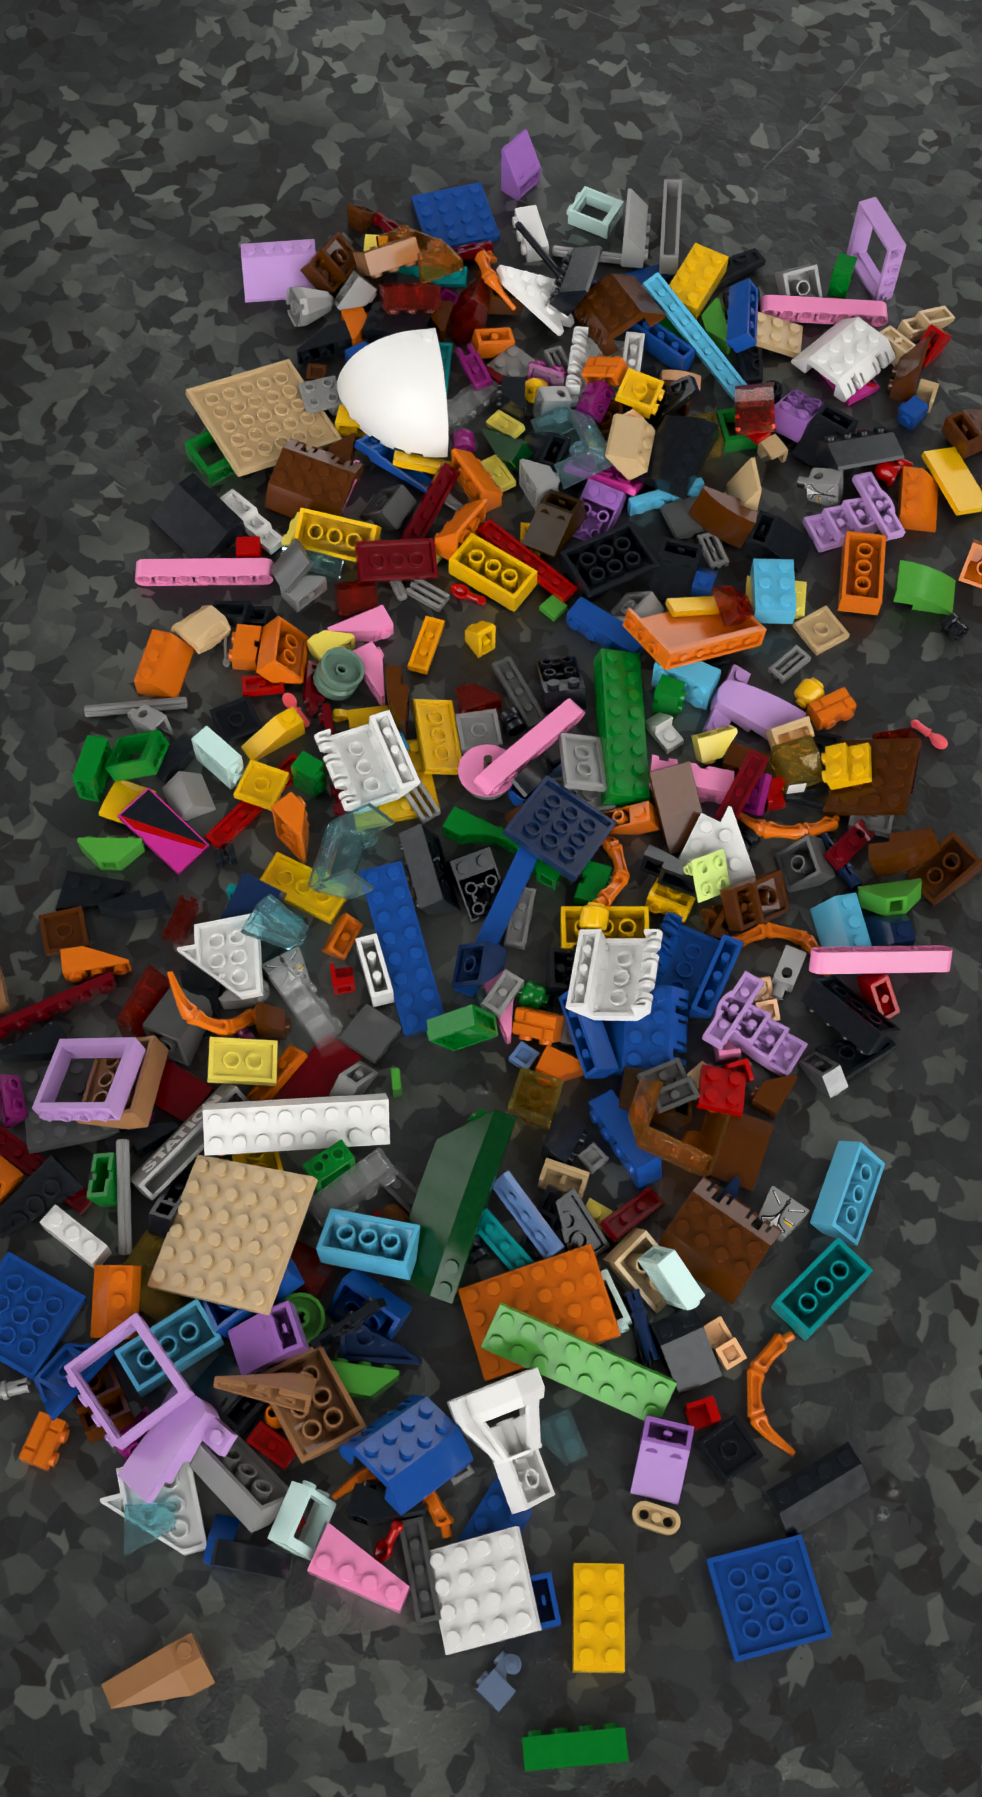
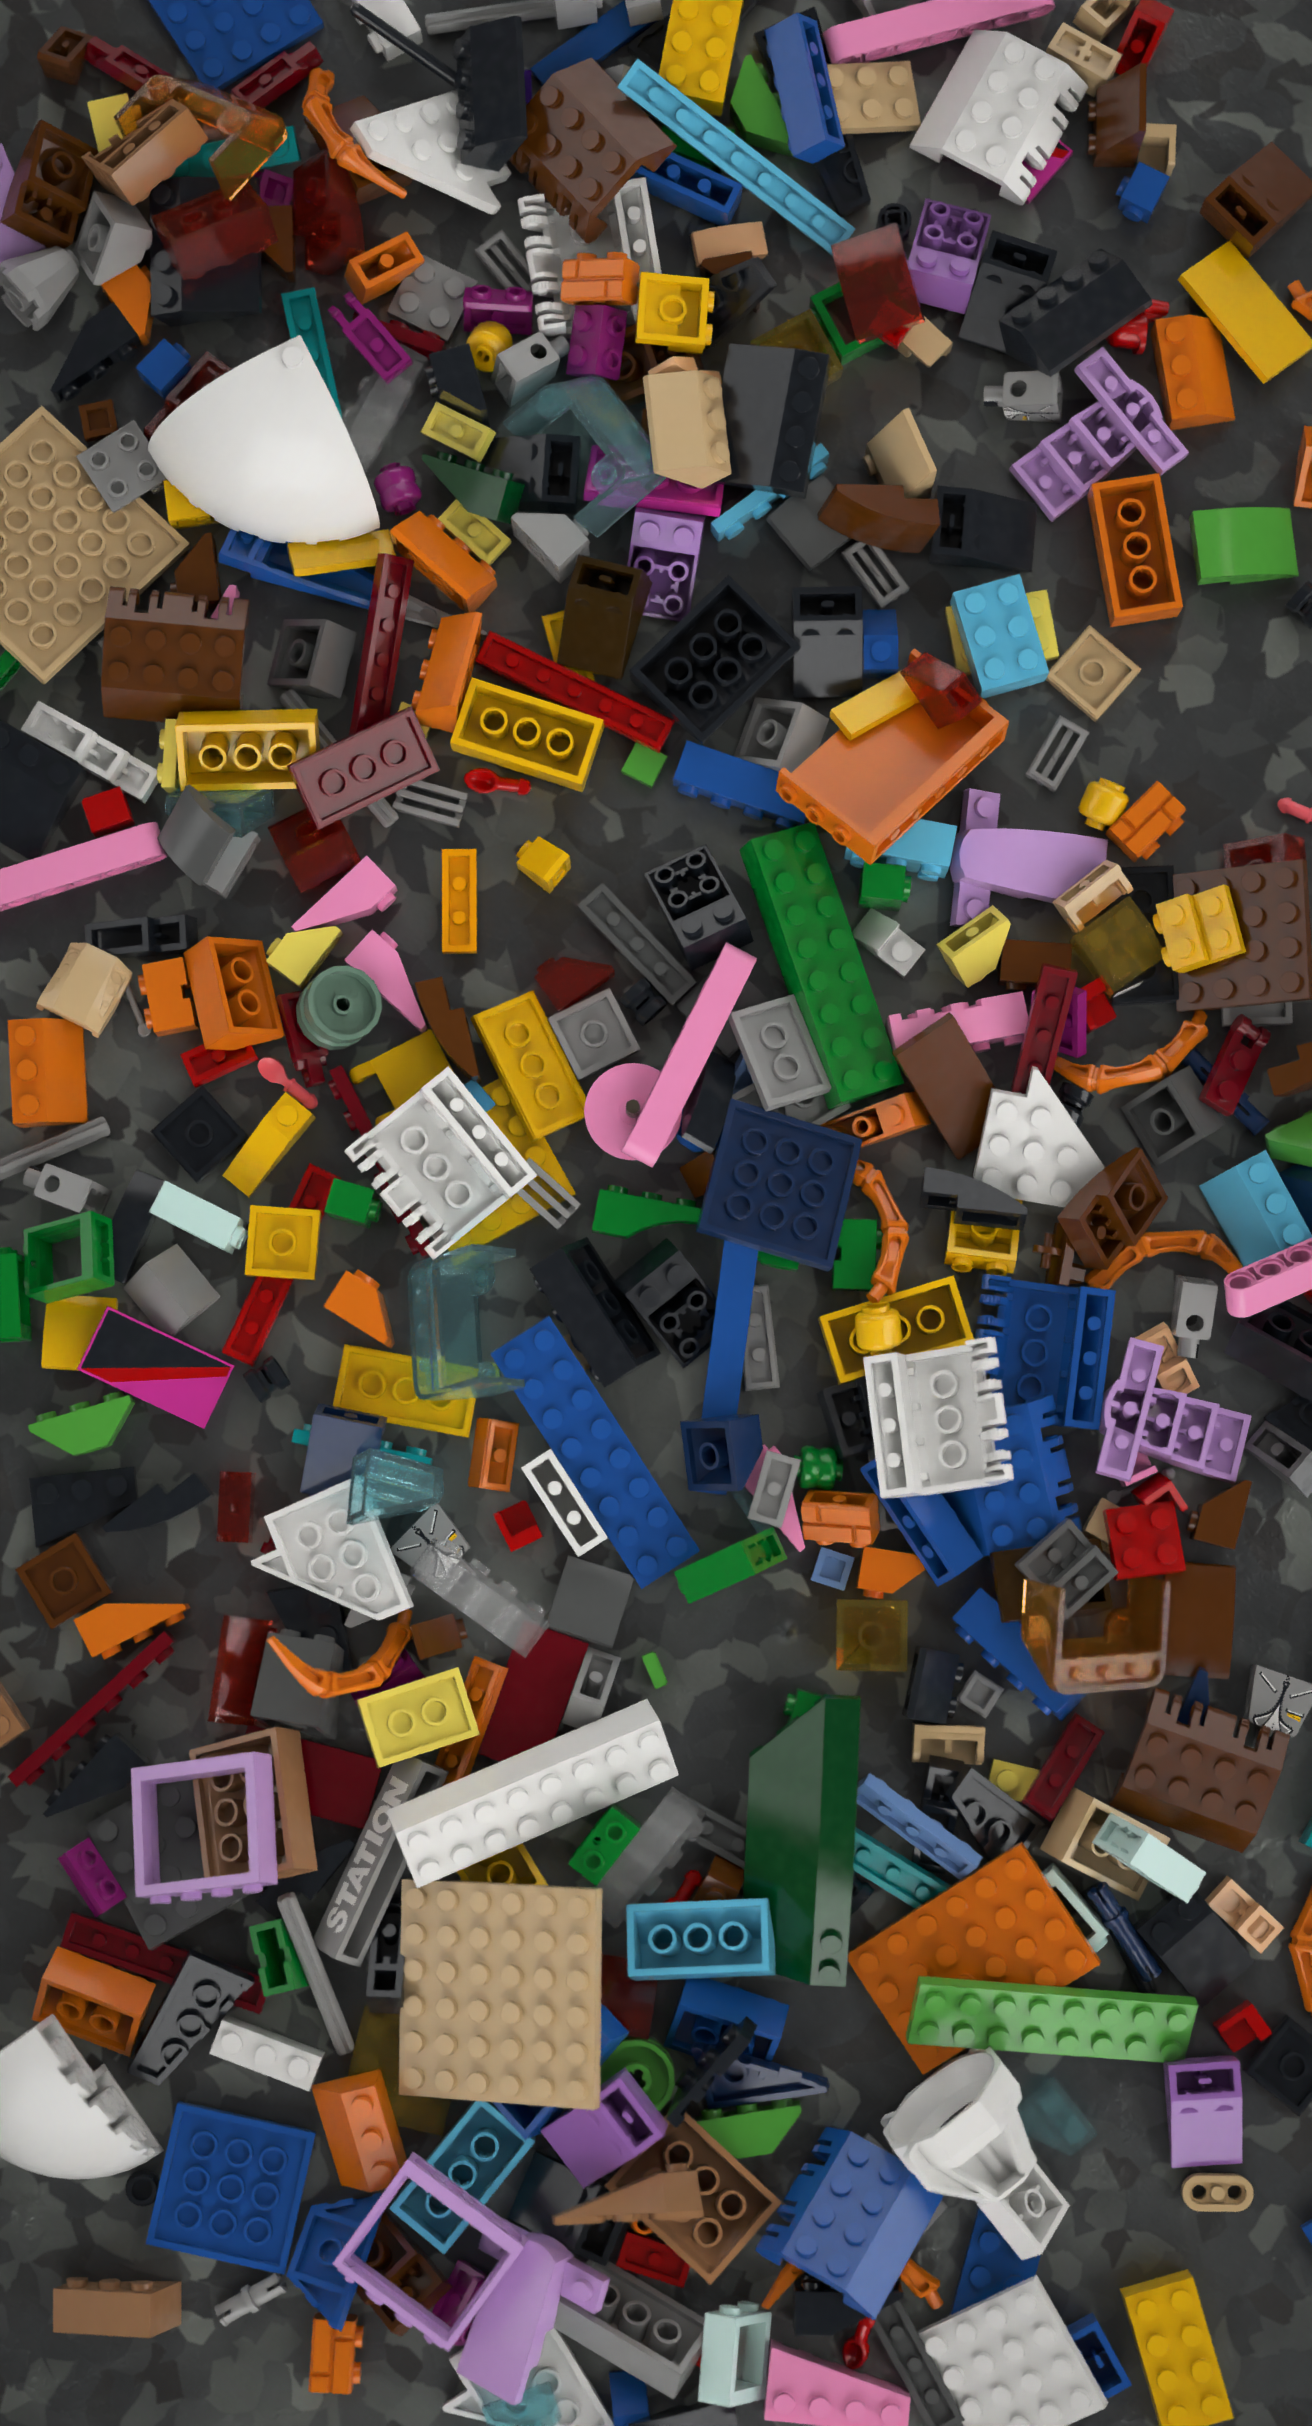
camera: 15 degrees left, 20 degrees up
(709, 874) = (1033, 1196): yellowish green hinge -> none

